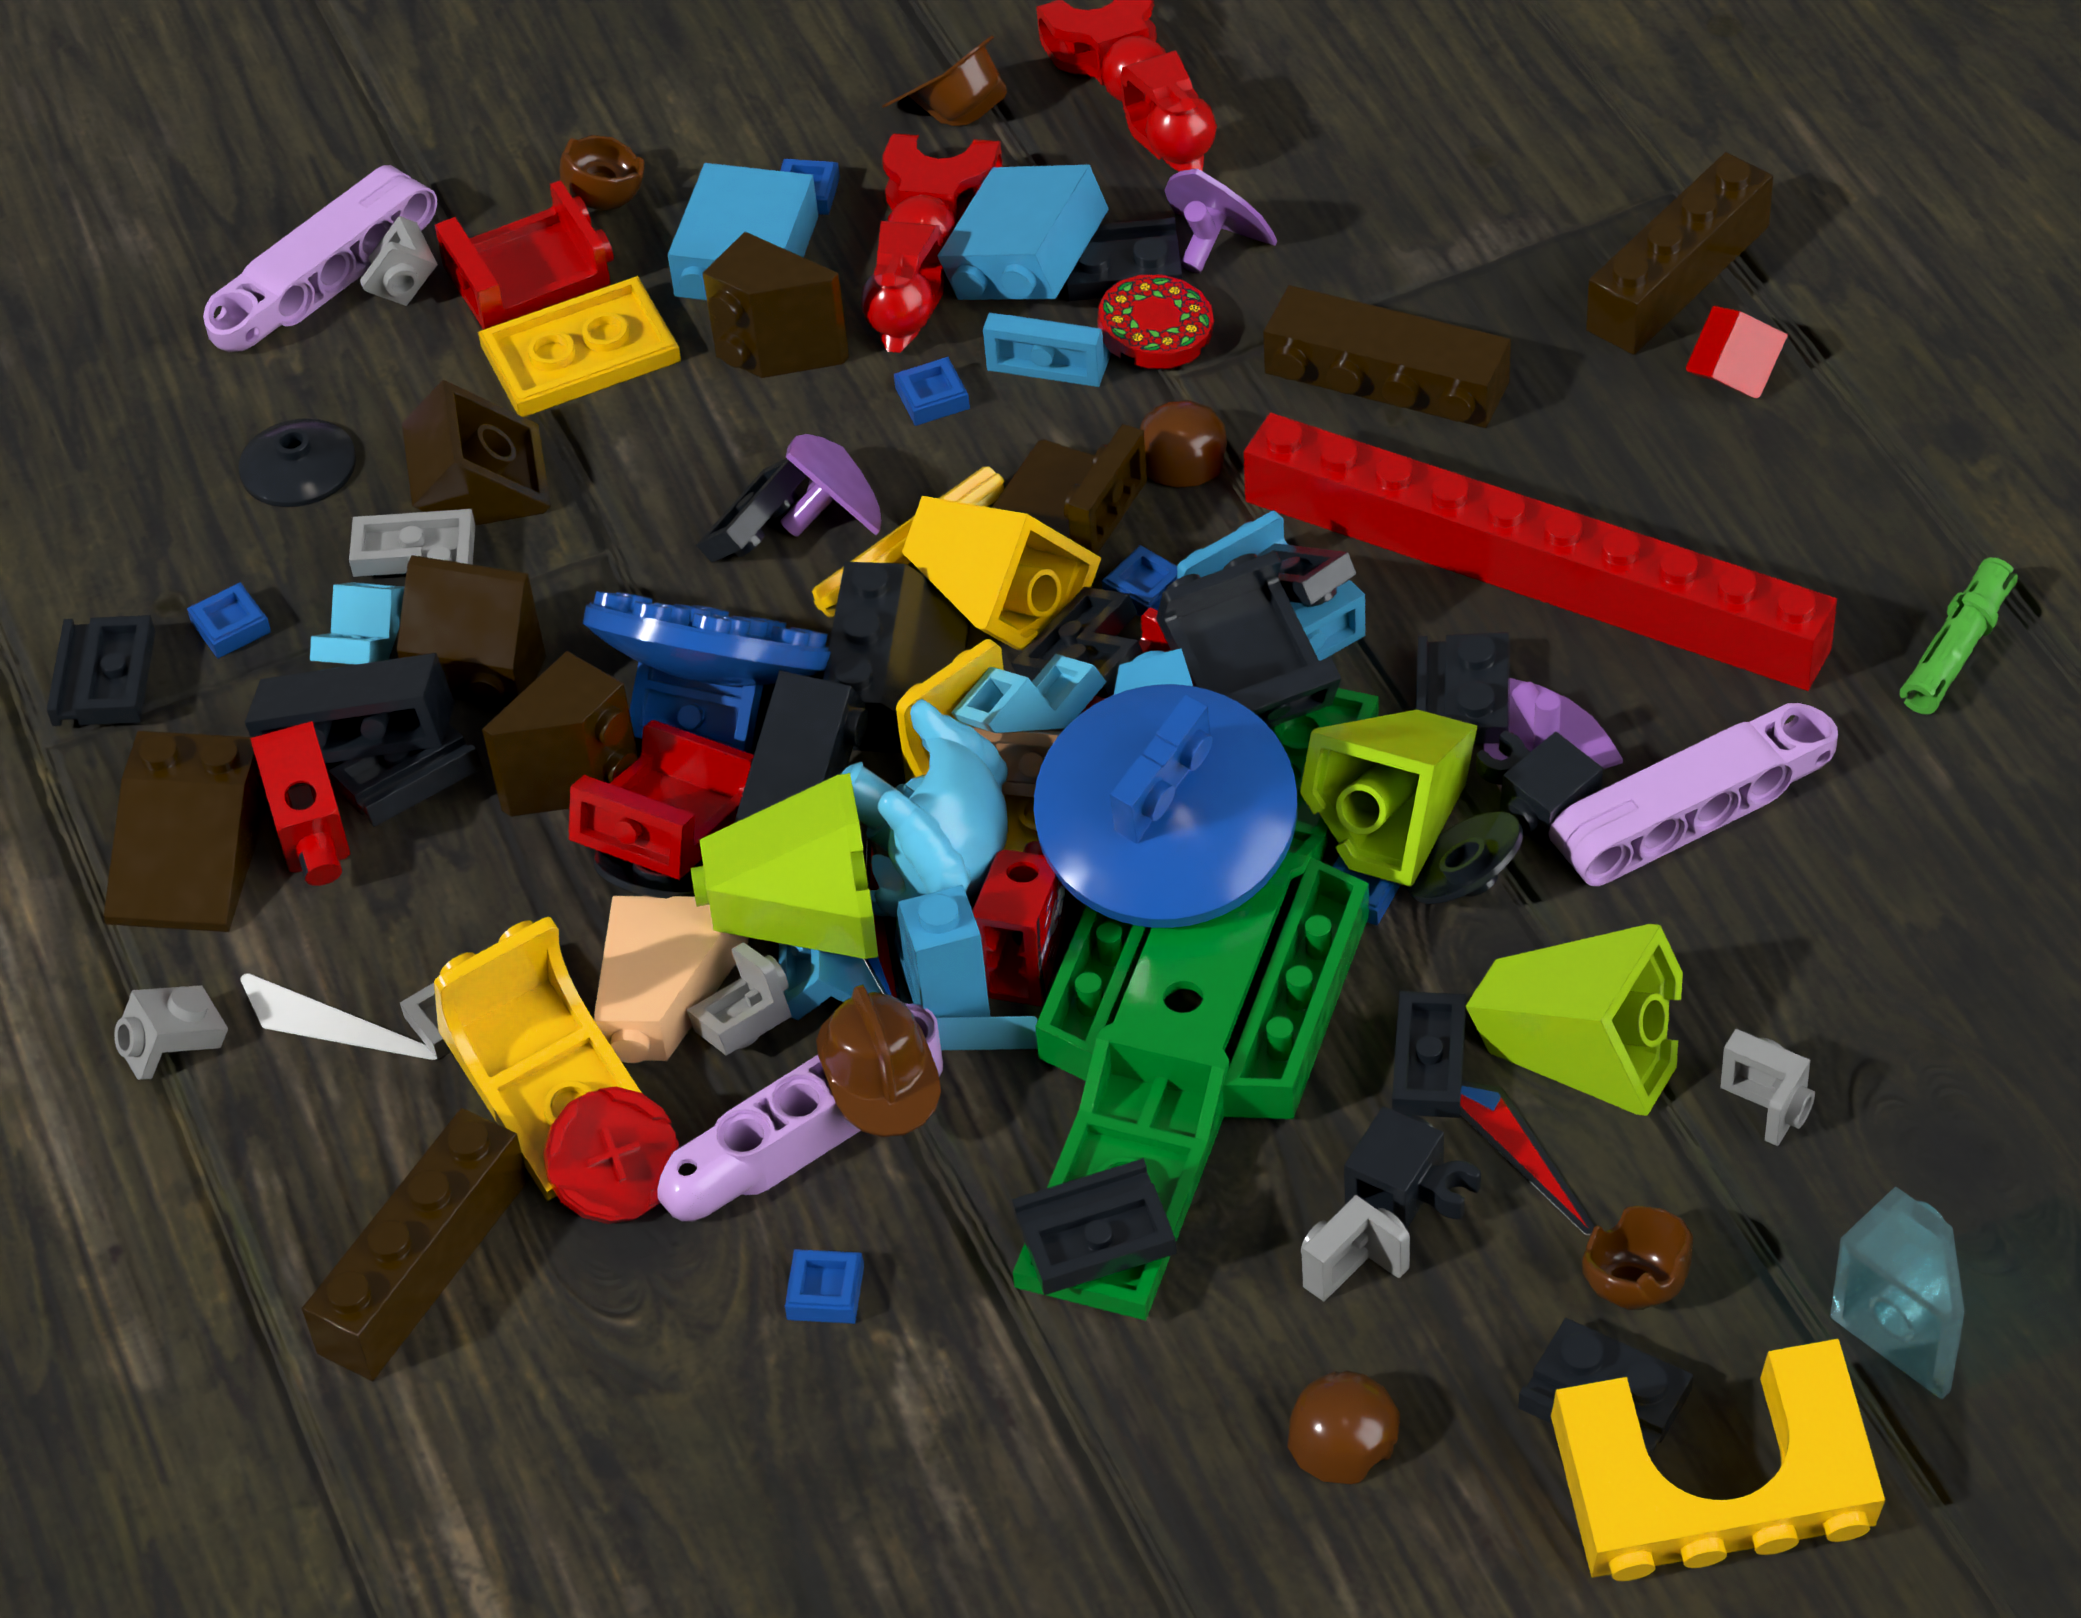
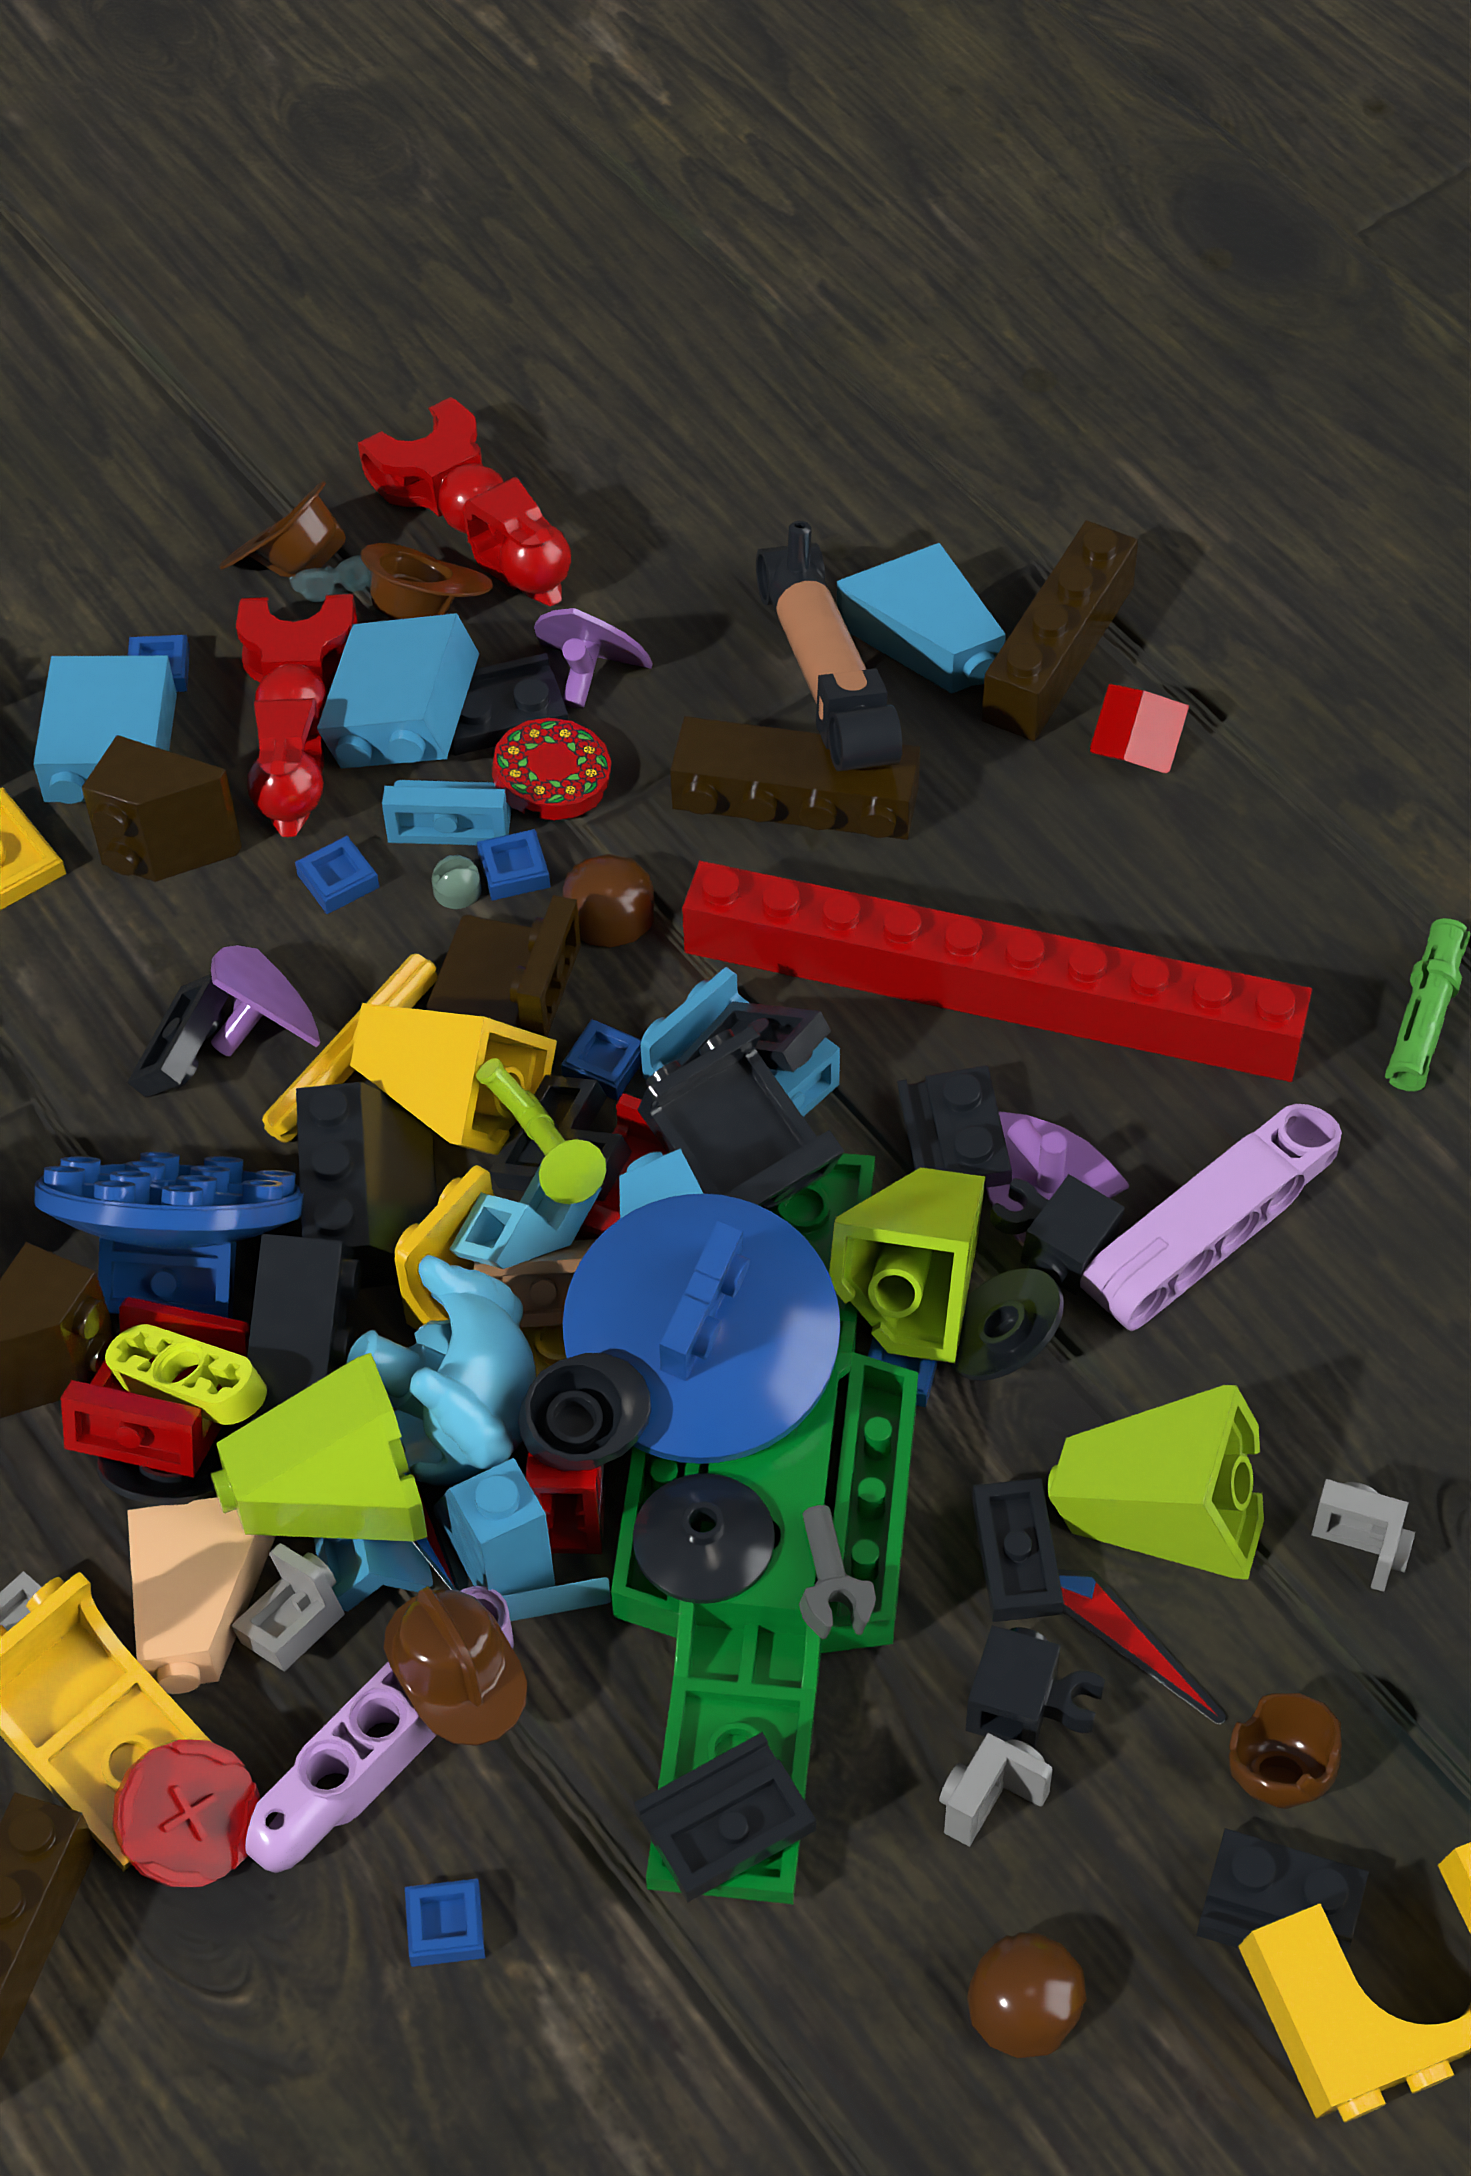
camera: 15 degrees left, 5 degrees up
(691, 784) = (172, 1353): none -> neon yellow beam
(1006, 126) = (318, 582): none -> clear light blue piece
(1037, 856) = (584, 1411): none -> black hat
(1042, 411) = (456, 882): none -> sand green hinge
(1061, 137) = (415, 584): none -> reddish brown piece
(1076, 653) = (570, 1168): none -> lime piece
(1099, 402) = (513, 864): none -> blue tile
(1130, 1009) = (707, 1564): none -> black dish
(1239, 1041) = (832, 1581): none -> dark grey bar
(1449, 282) = (848, 697): none -> black piece
(1544, 224) = (923, 617): none -> dark azure slope

